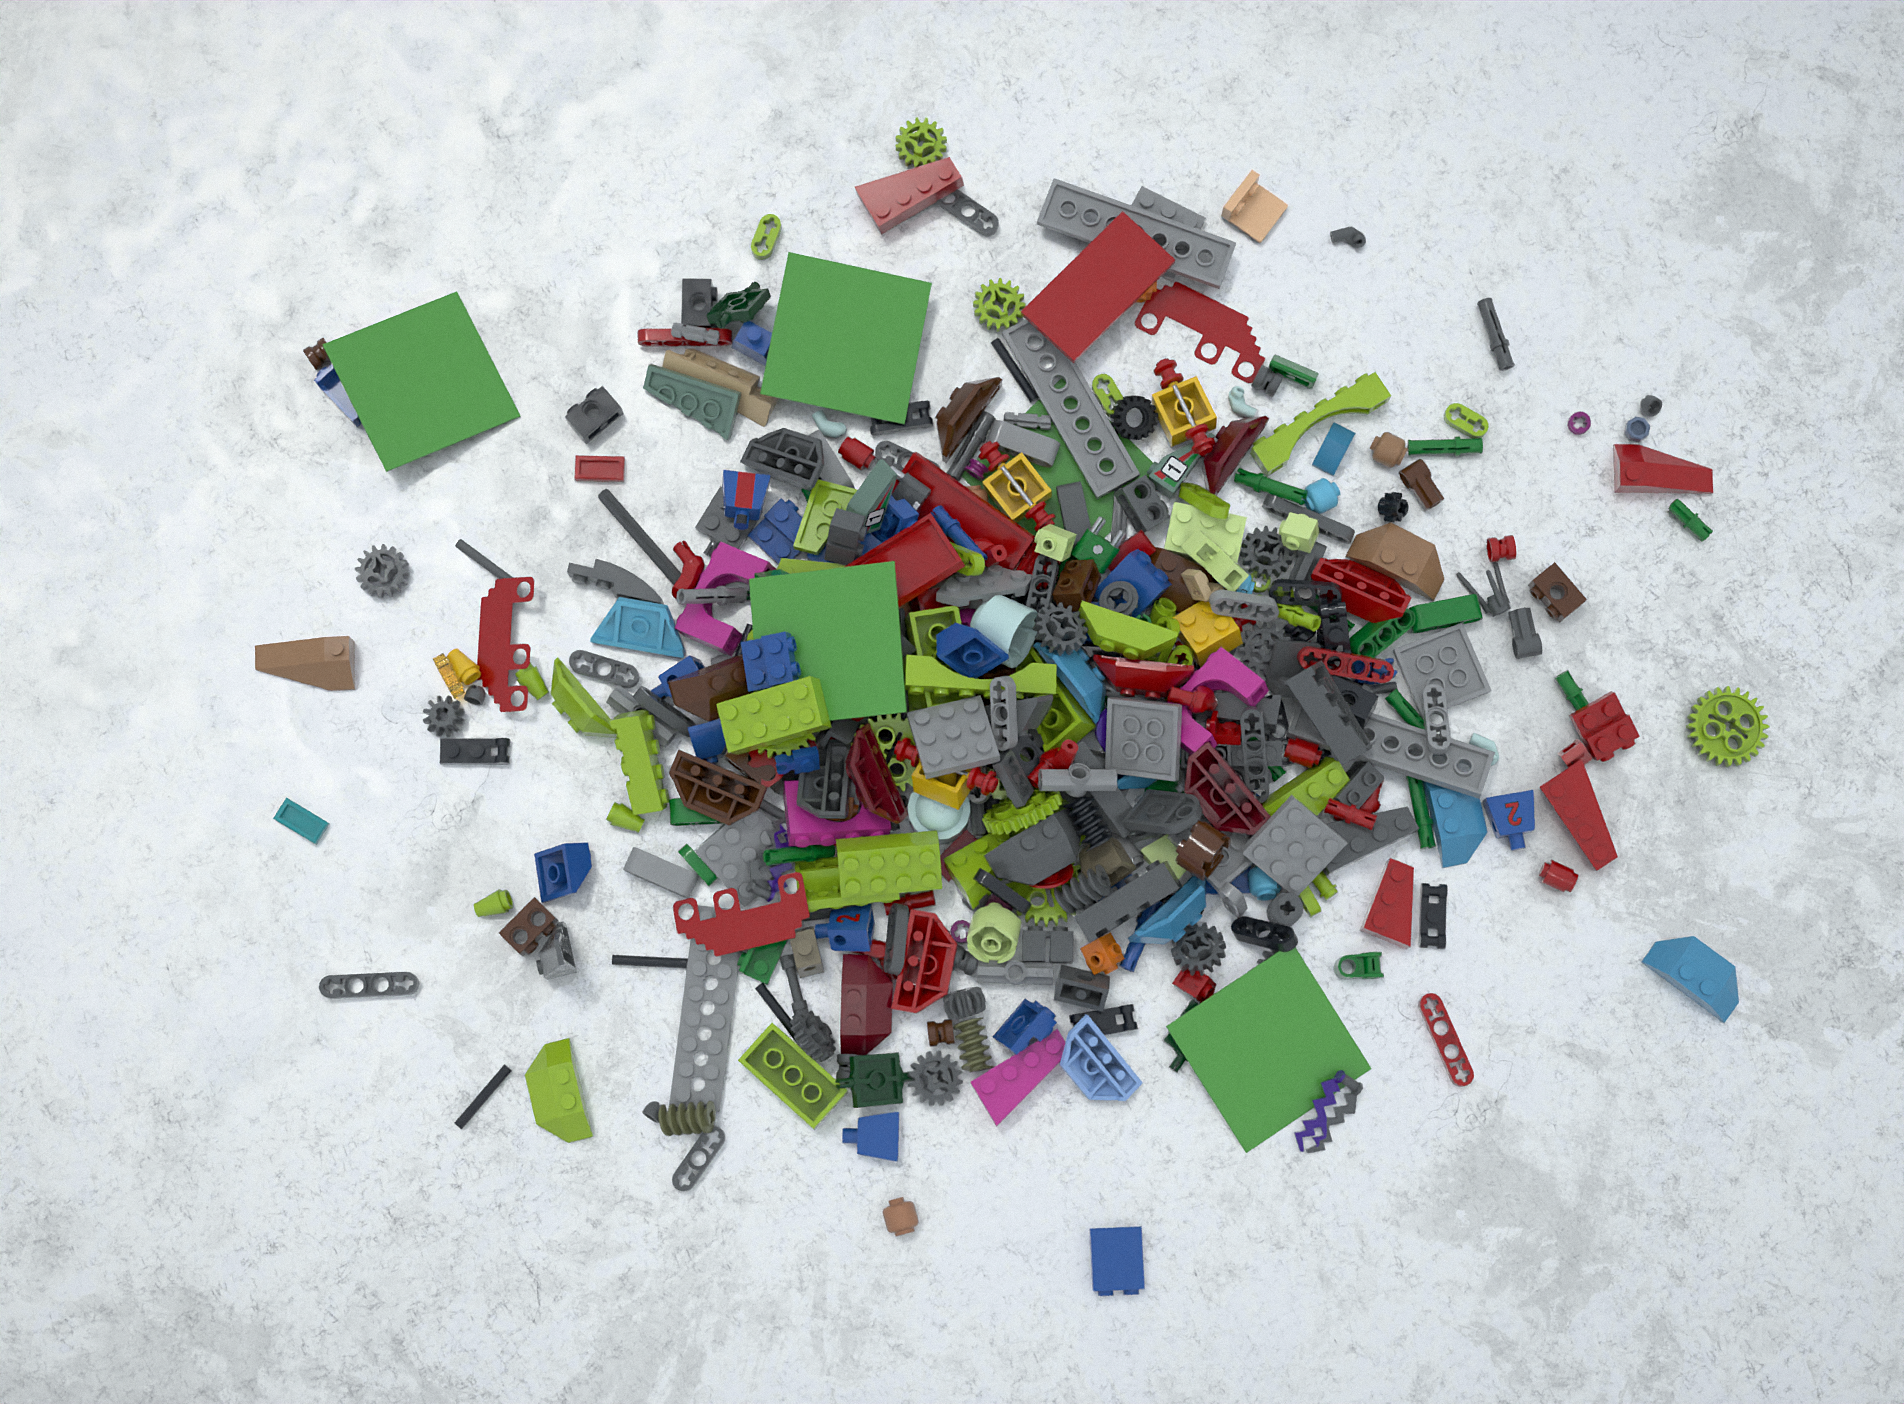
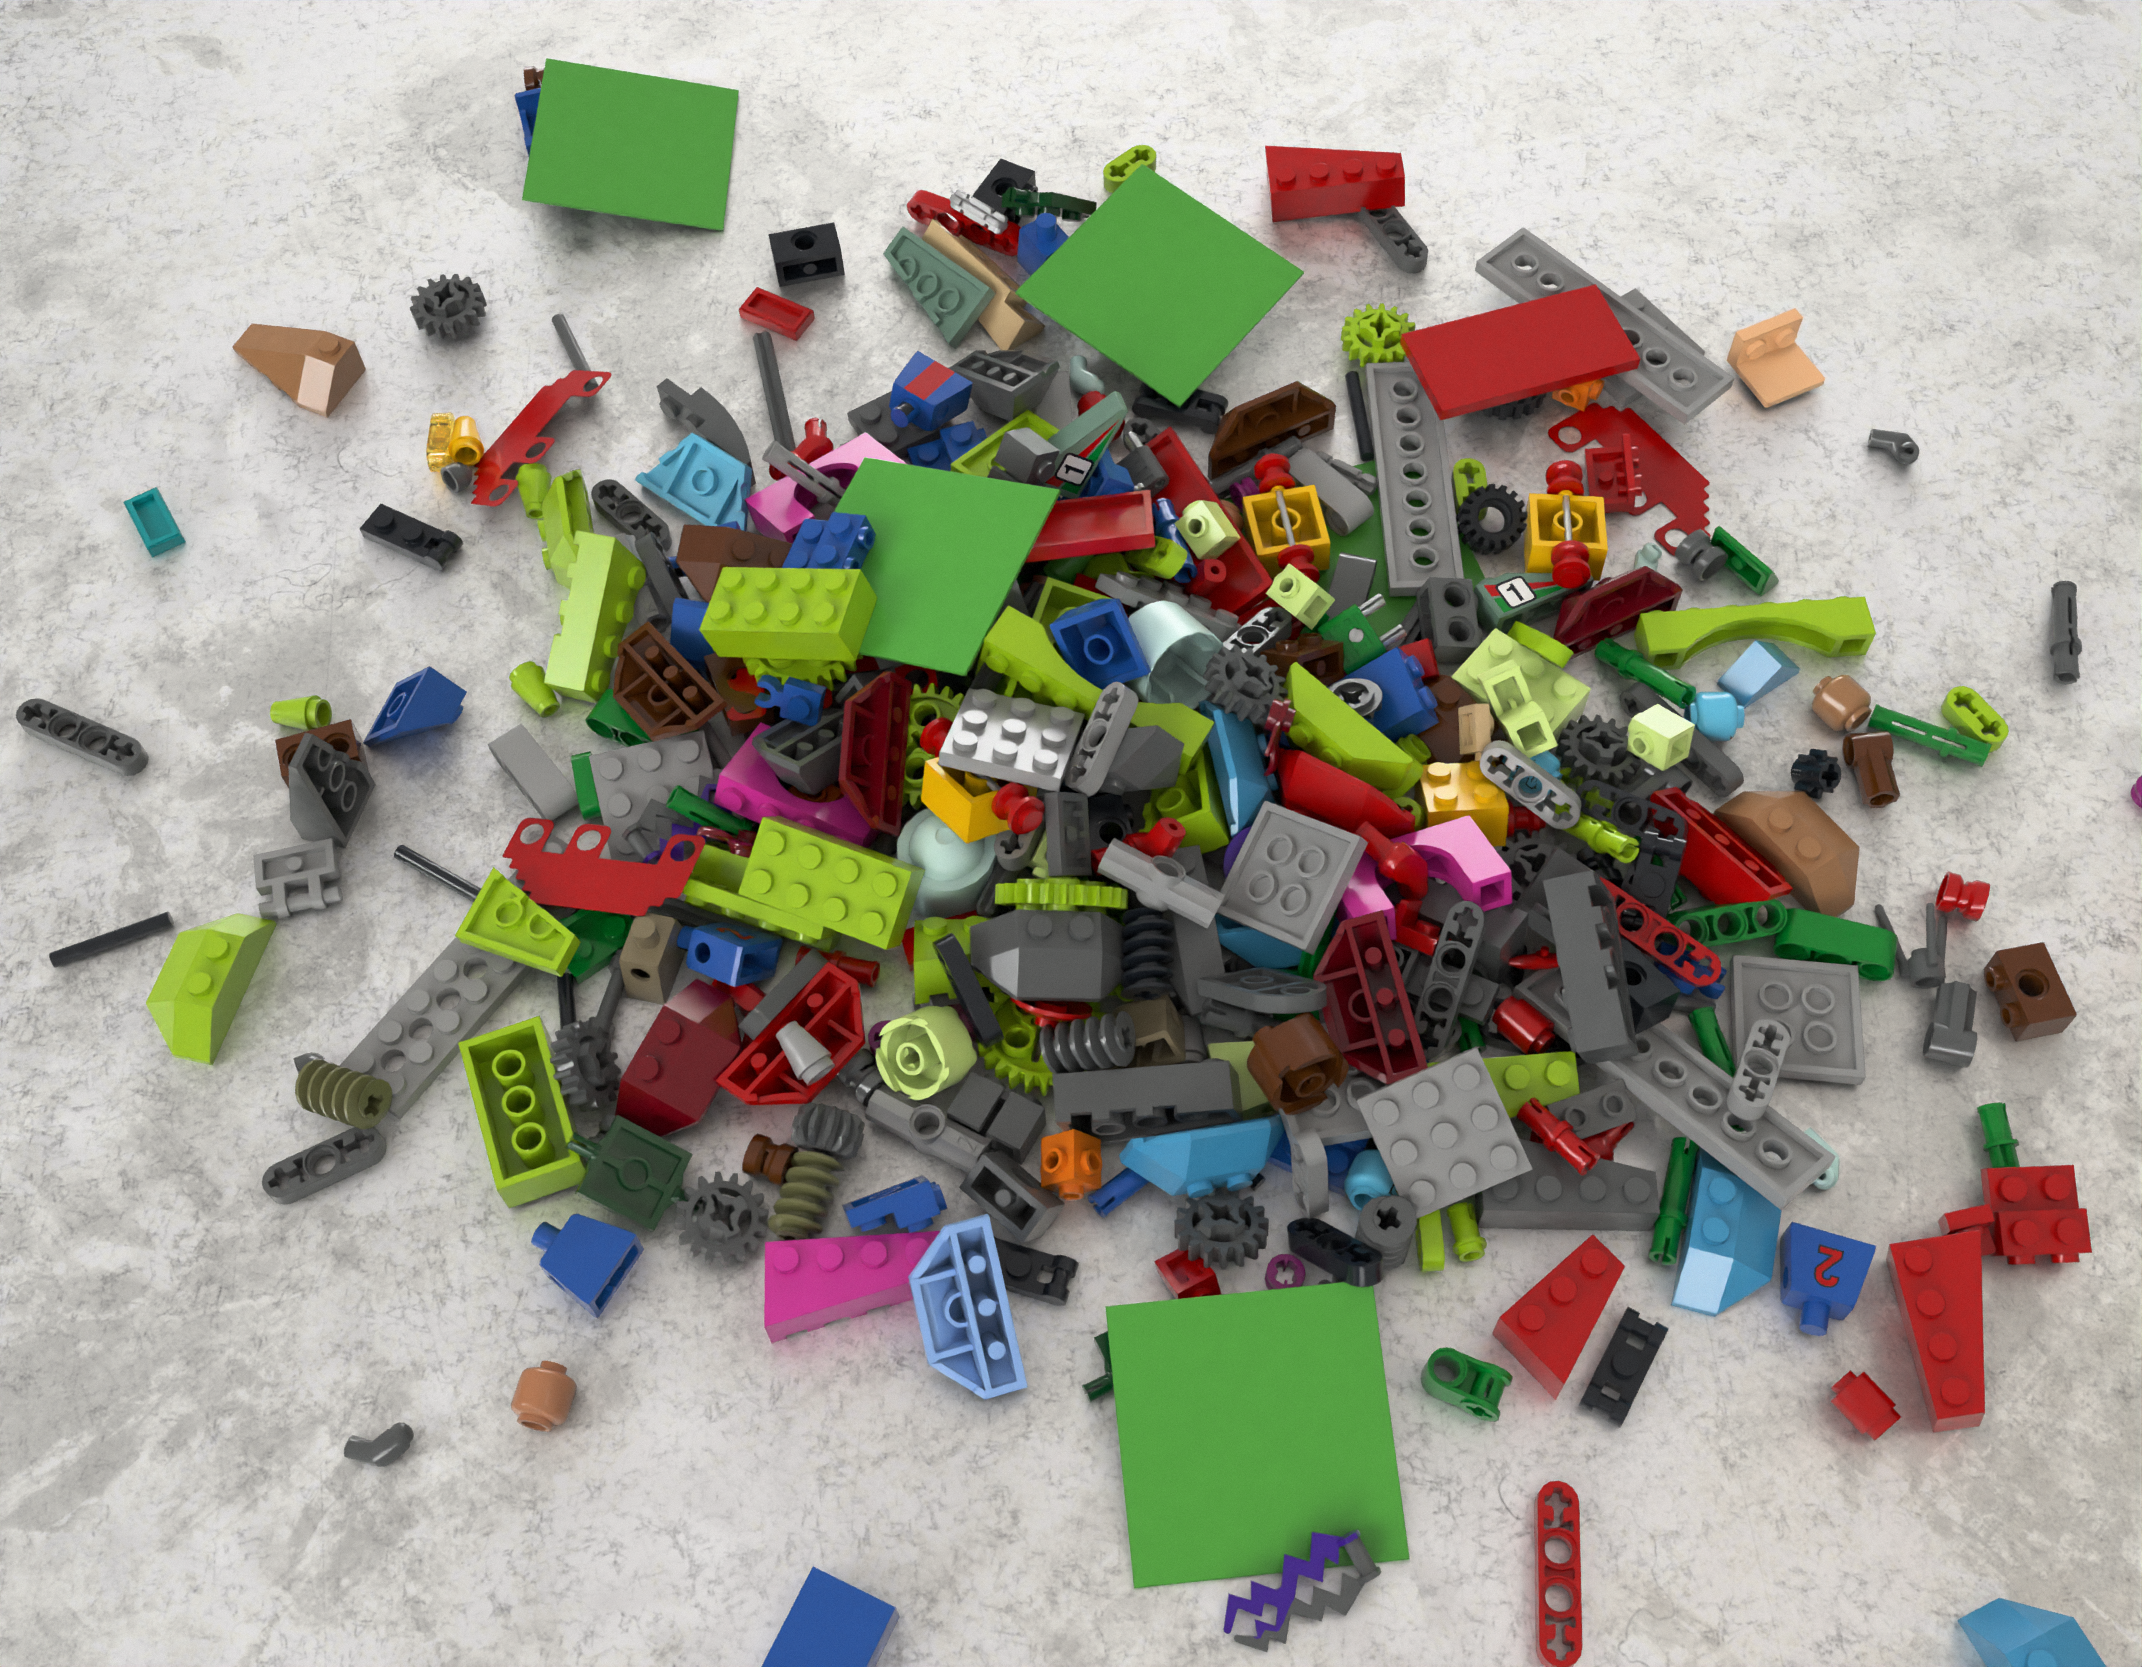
camera: 30 degrees right, 20 degrees down
(434, 716) = (402, 480): dark grey gear -> none
(561, 1001) = (295, 868): none -> light grey plate
(722, 976) = (516, 928): none -> lime wing
(821, 862) = (739, 845): none -> dark red plate
(833, 1285) = (383, 1449): none -> dark grey arm
(912, 141) = (1376, 137): lime gear -> none
(934, 971) = (805, 1054): none -> light grey cone
(976, 521) = (1206, 529): none -> yellowish green brick
(1093, 647) = (1278, 720): none -> dark red plate
(1191, 349) = (1612, 475): none -> red bracket
(1248, 951) = (1284, 1261): none -> magenta bush
(1294, 707) = (1540, 960): none -> red helmet

